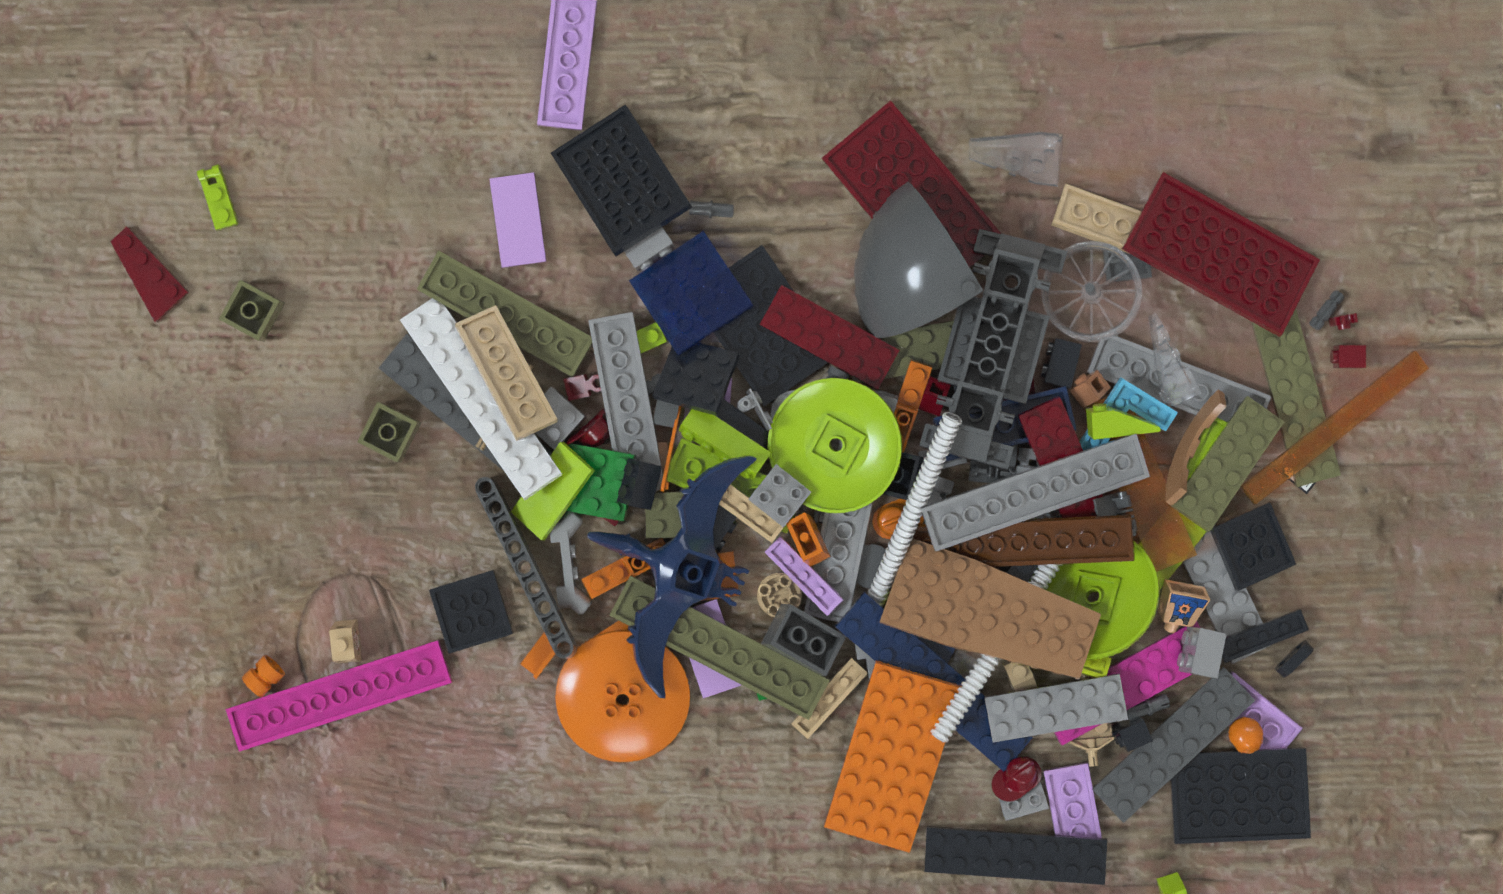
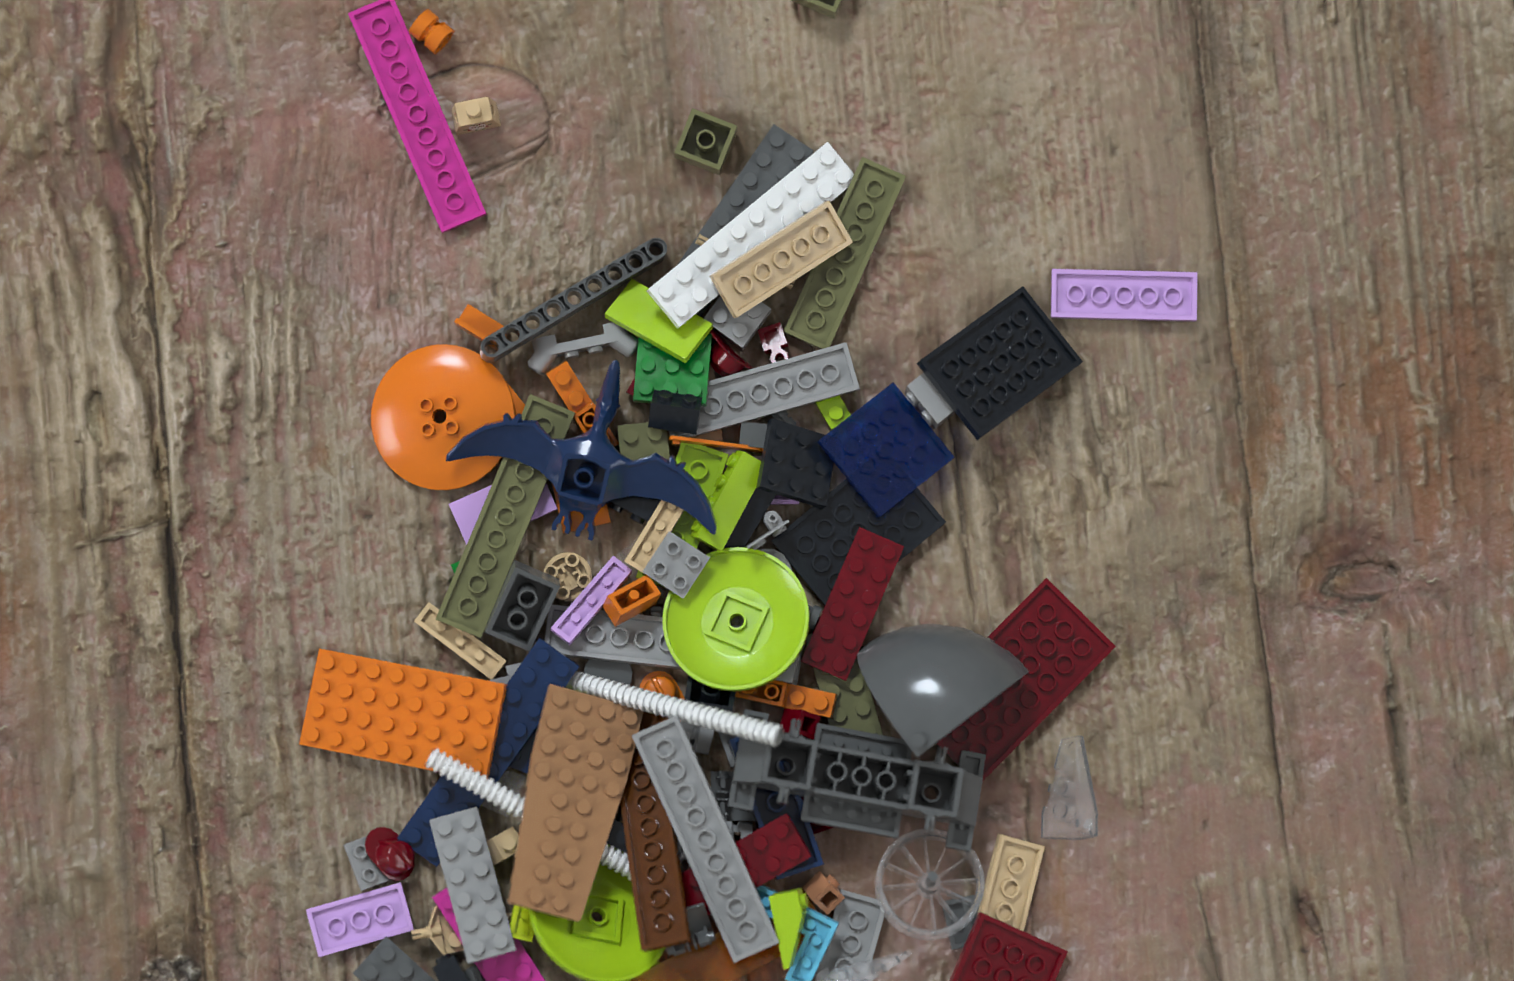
camera: 80 degrees right, 5 degrees down
(471, 611) = (520, 246): black plate -> none
(518, 220) = (947, 258): lavender tile -> none
(711, 209) = (979, 464): dark grey axle -> none
(1016, 855) = (306, 860): black plate -> none
(1061, 363) = (848, 859): black brick -> none

